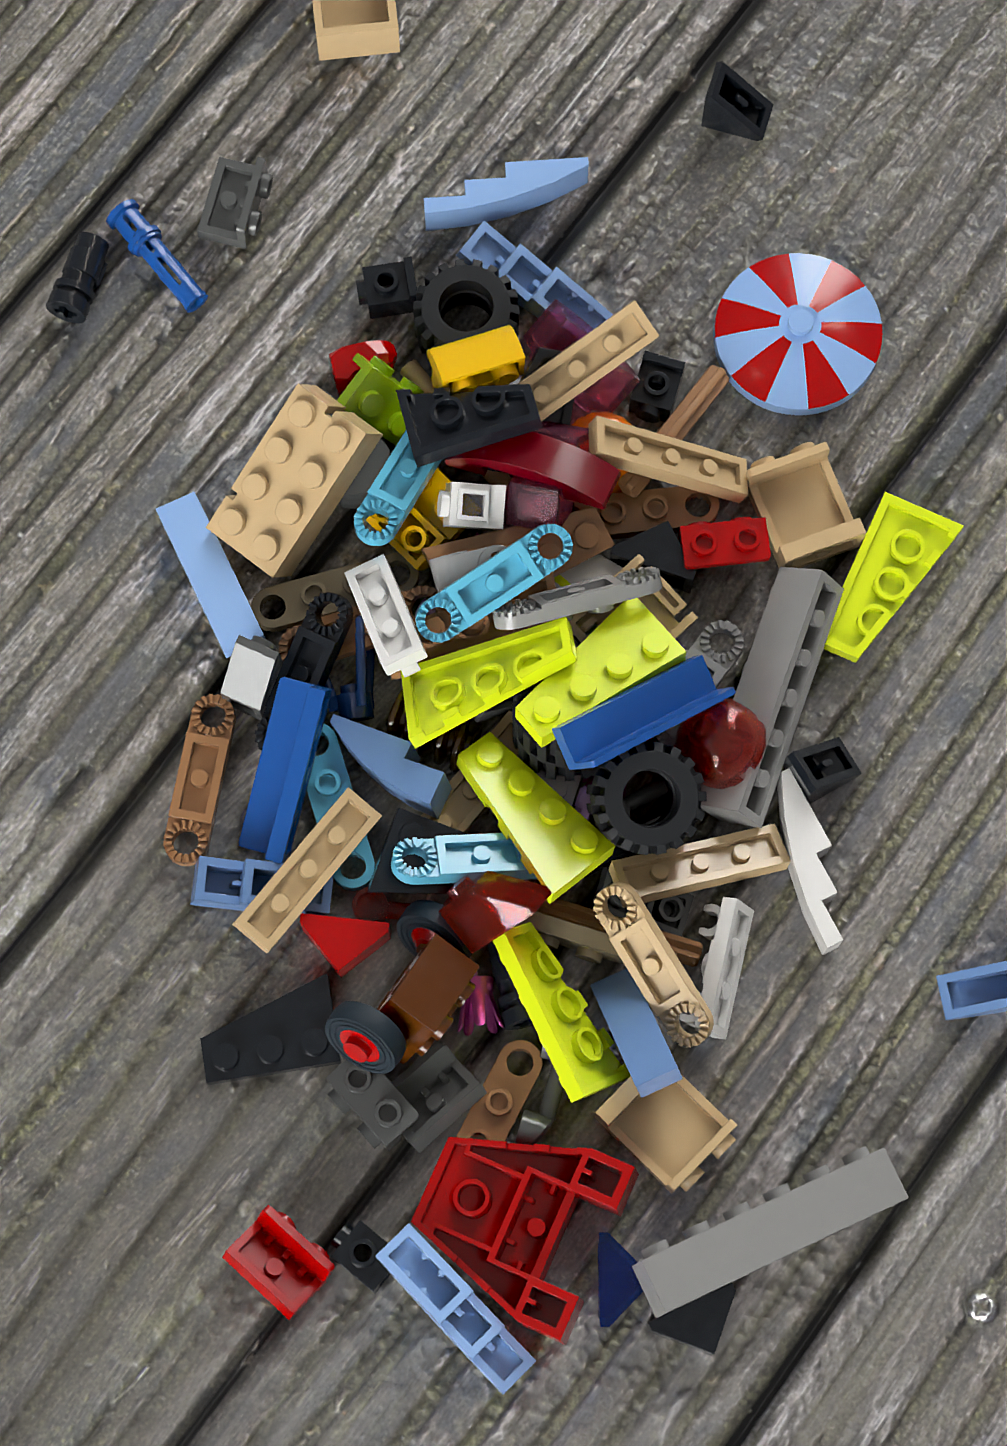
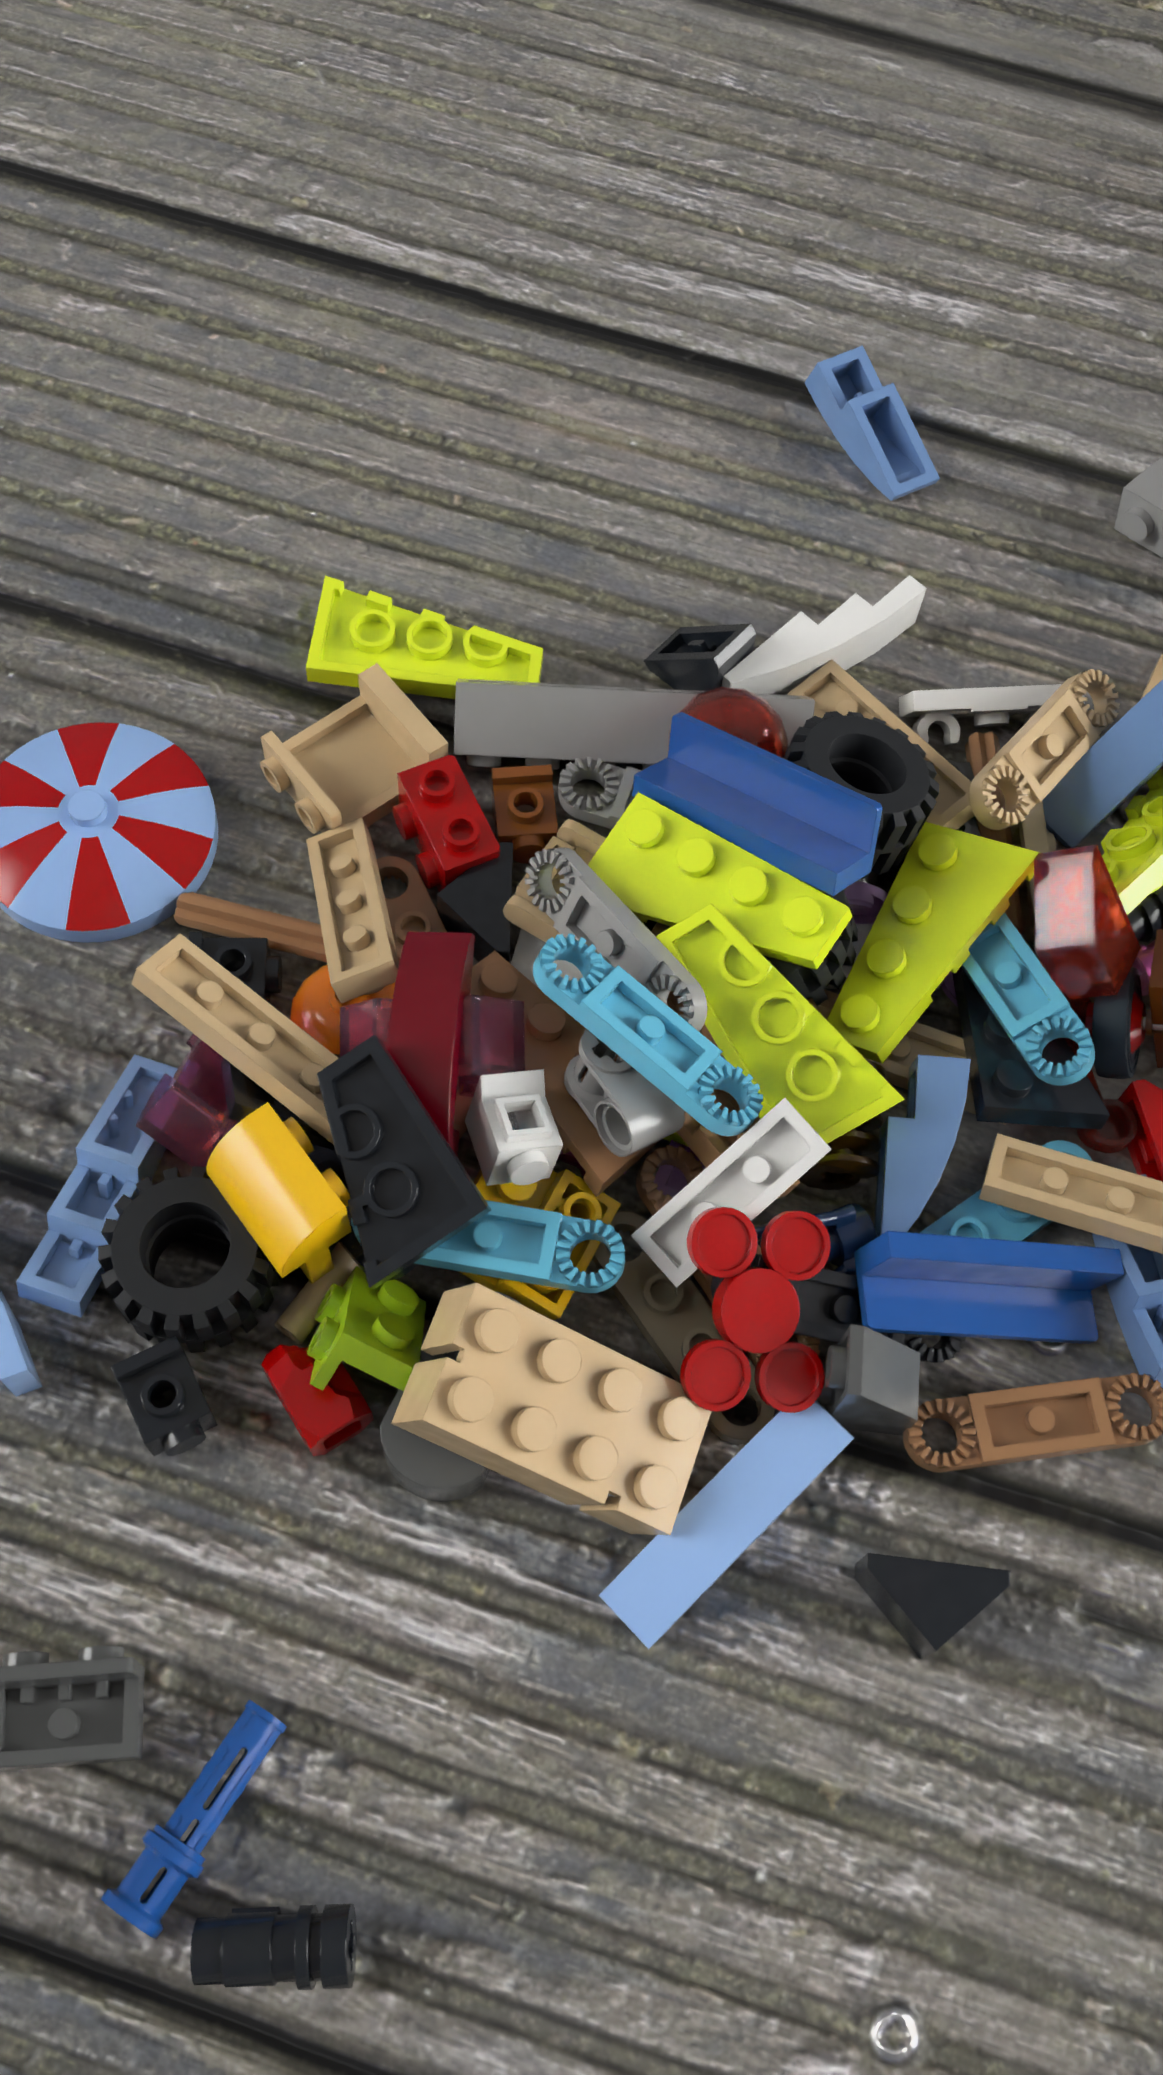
camera: 115 degrees left, 10 degrees down
(123, 670) = (927, 1597): none -> black slope
(312, 607) = (755, 1310): none -> red piece
(738, 610) = (524, 808): none -> dark orange brick

